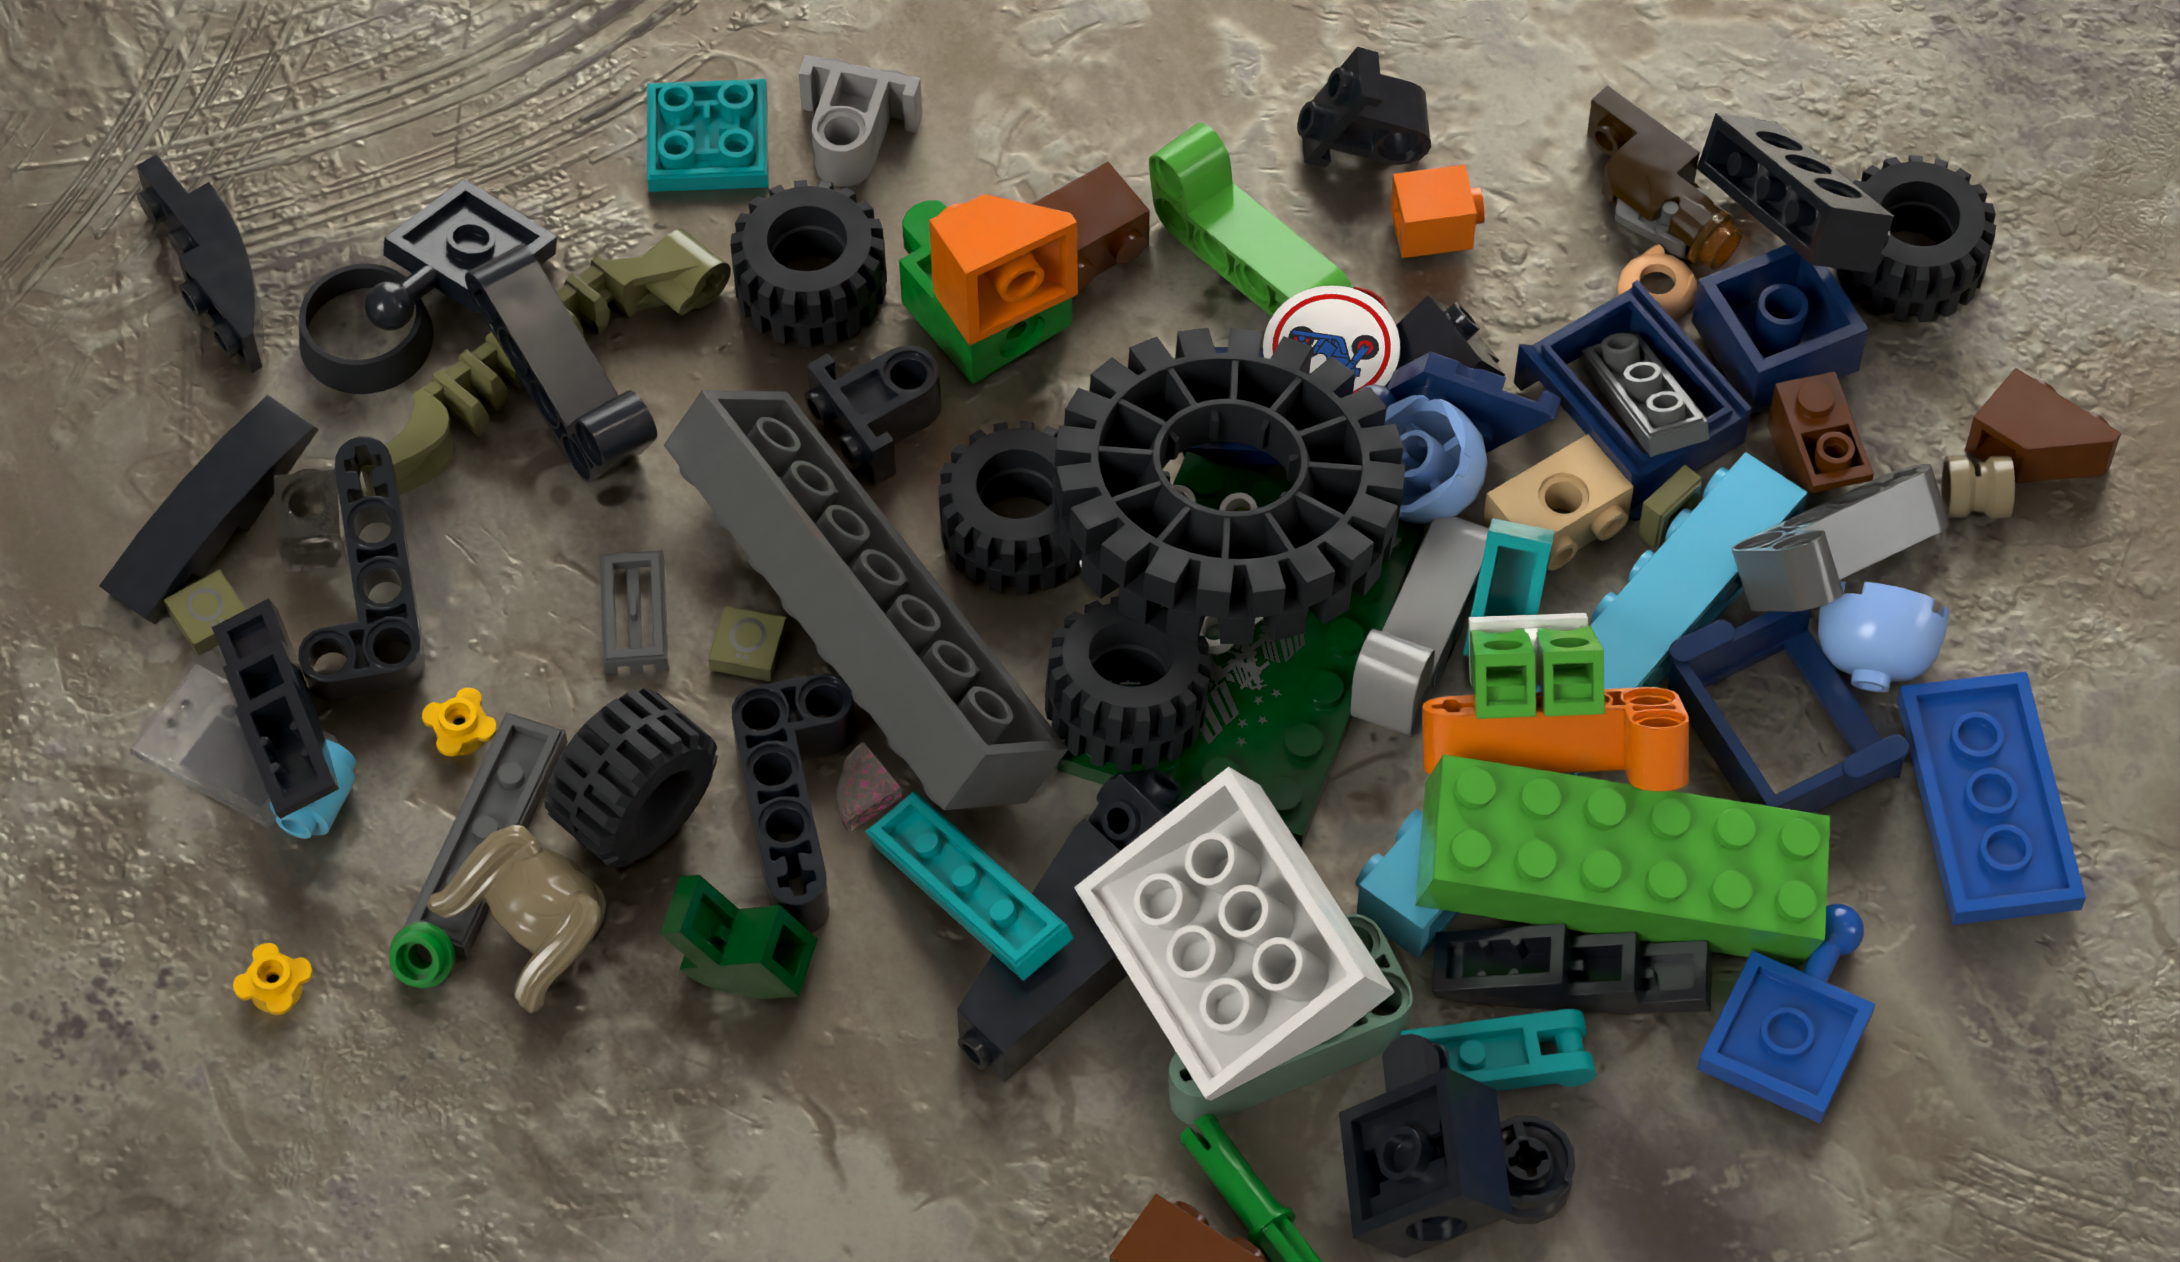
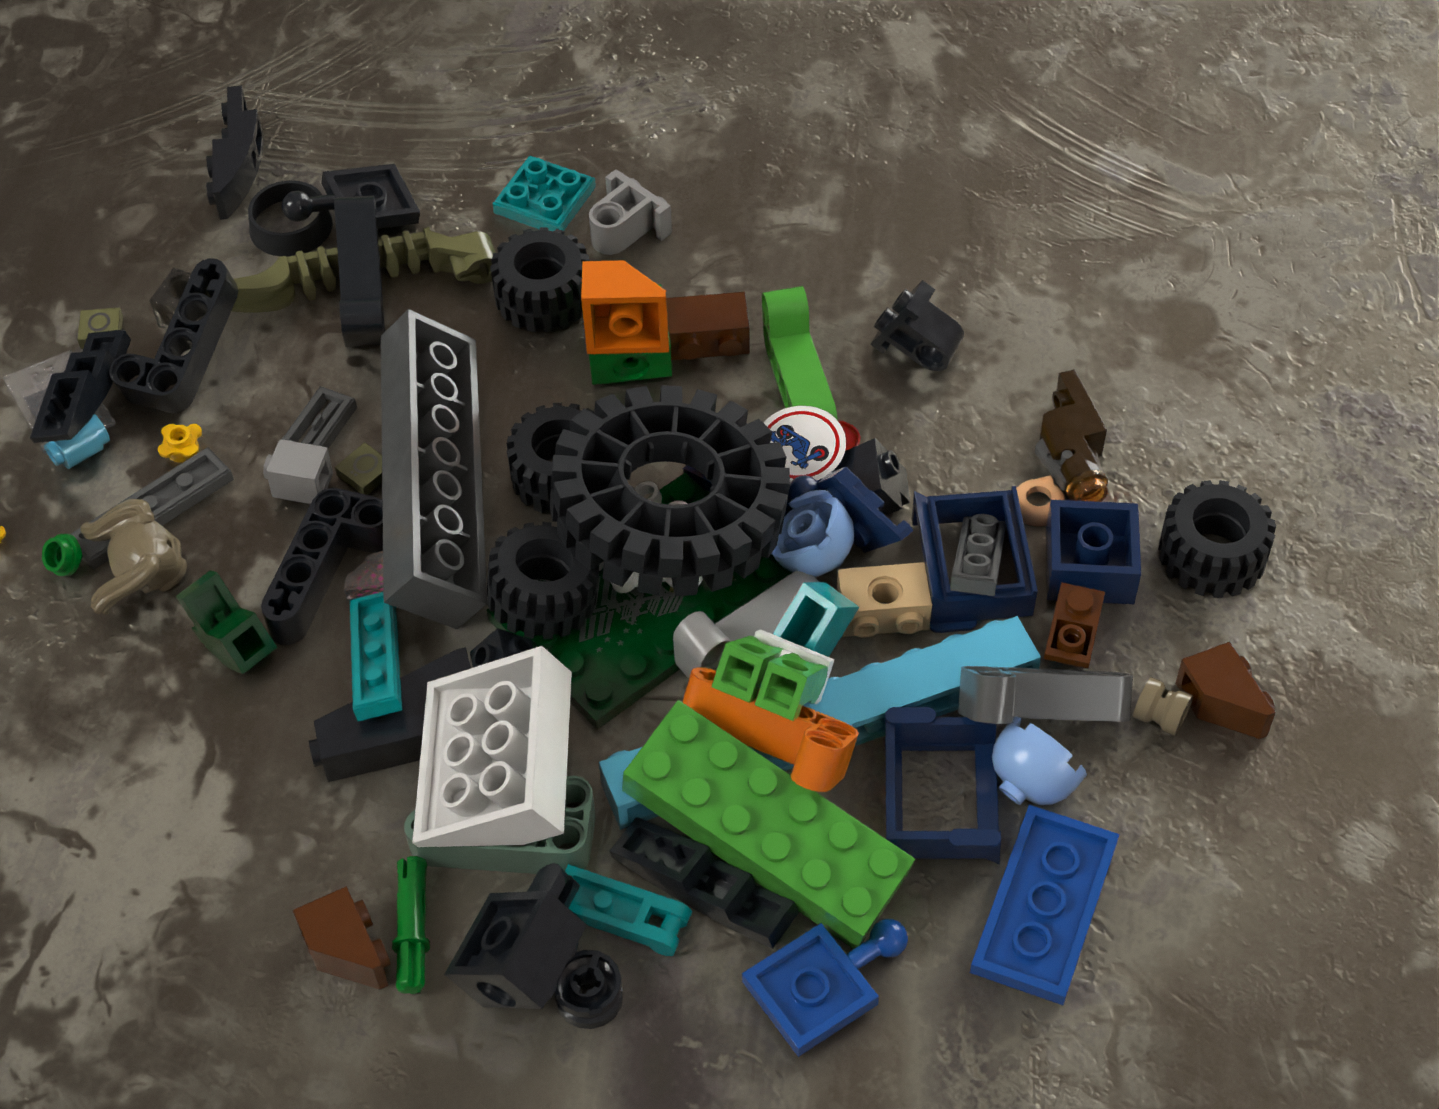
camera: 30 degrees right, 5 degrees down
(207, 506) = (134, 272): black slope -> none
(631, 777) = (229, 505): black tyre -> none
(681, 676) = (298, 471): none -> light grey brick
(871, 407) = (527, 371): black pin -> none
(1435, 211) = (922, 398): orange brick -> none
(1666, 503) = (953, 623): olive tile -> none
(1795, 193) = (1145, 475): black brick -> none

